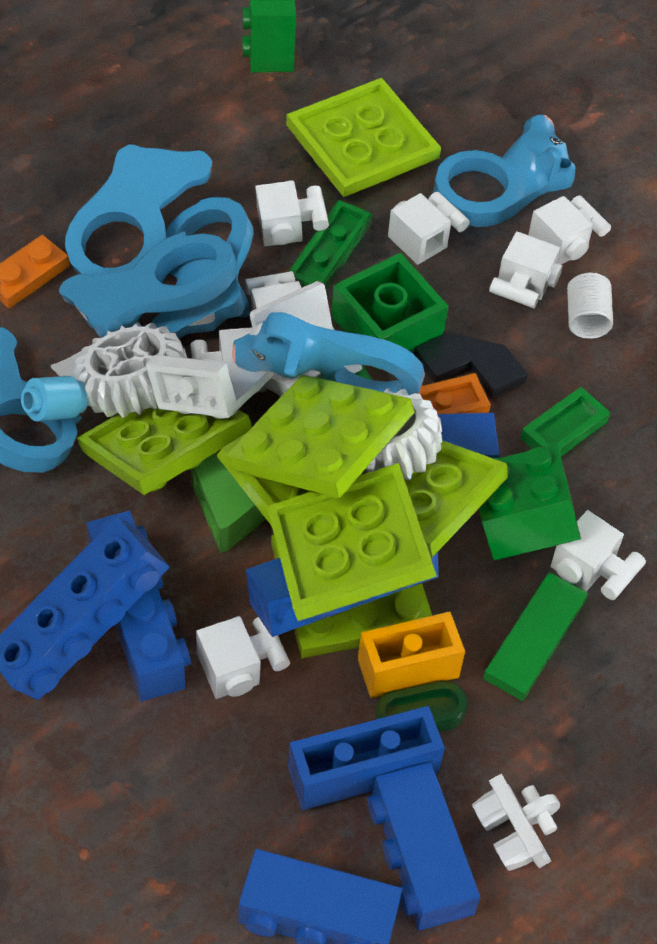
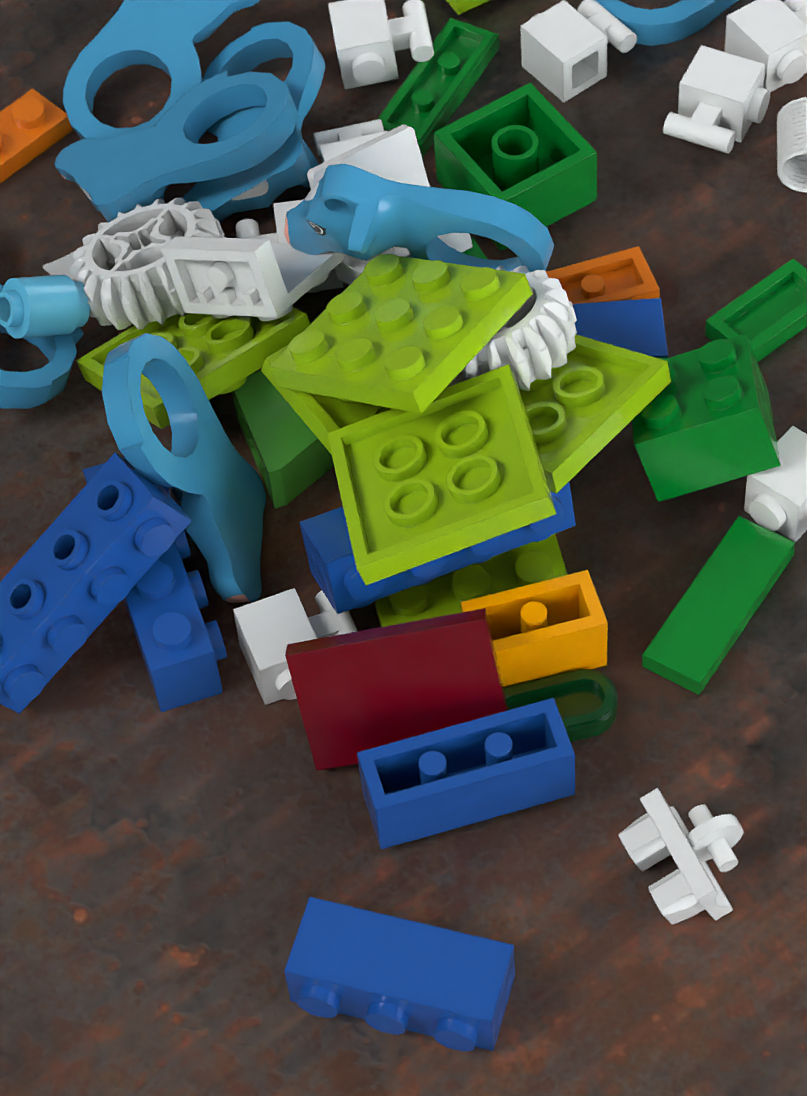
camera: 10 degrees right, 0 degrees up
(173, 526) = (203, 468): none -> dark azure animal
(314, 692) = (394, 683): none -> dark red tile
(423, 846) = (547, 892): blue brick -> none
(455, 354) = (612, 222): black tile -> none

